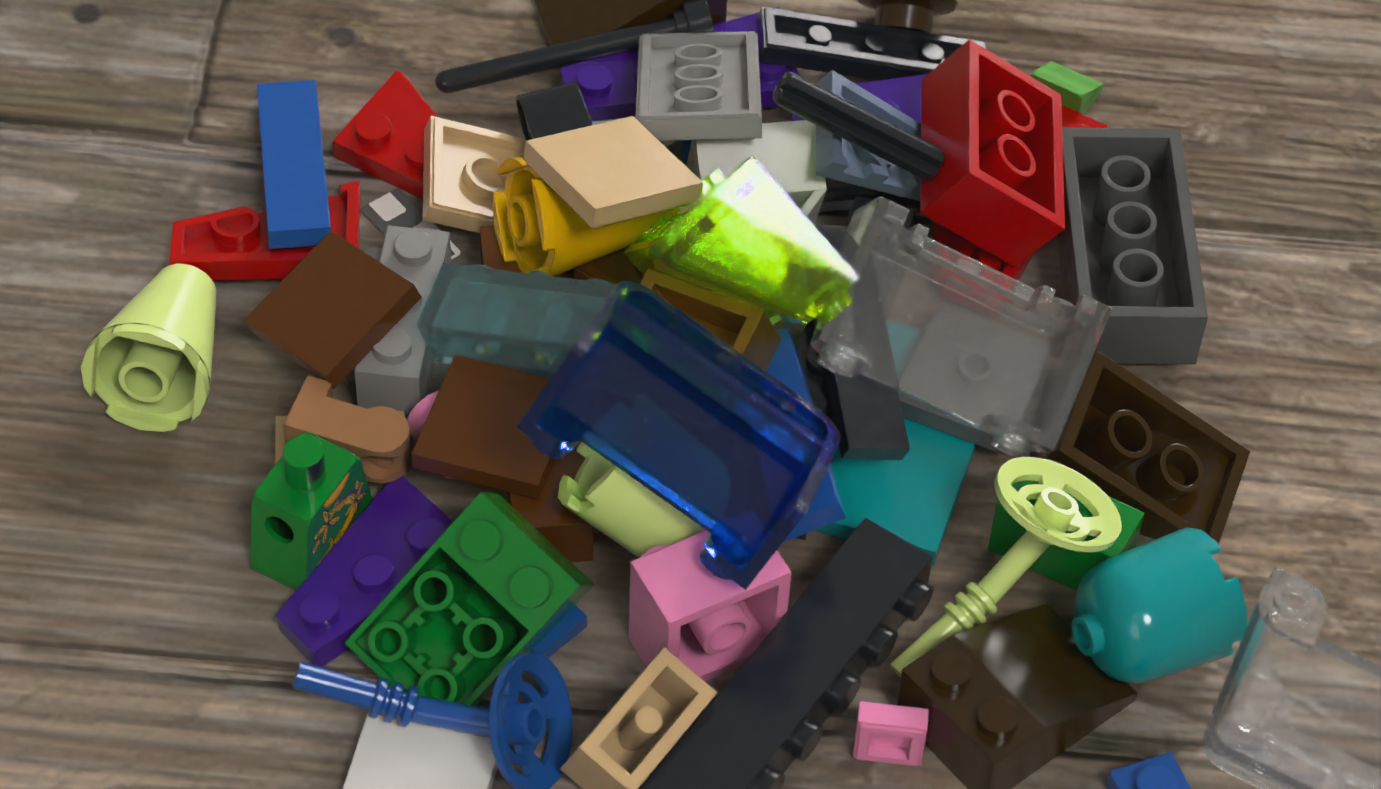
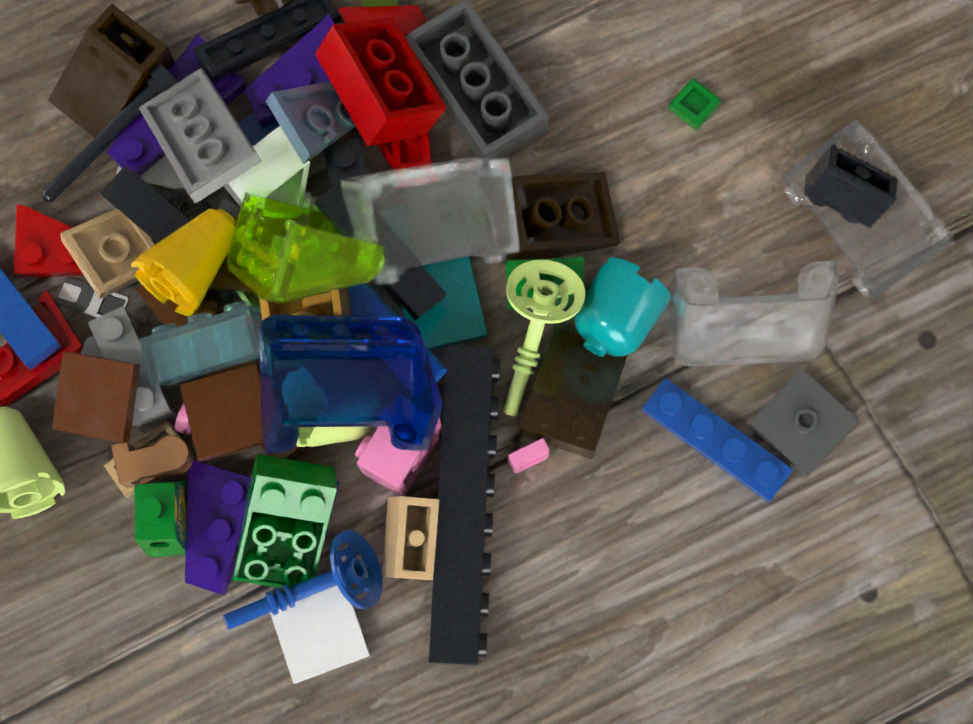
camera: 25 degrees left, 25 degrees up
(612, 171) = (200, 241): tan tile -> none
(858, 126) = (309, 124): black axle -> none

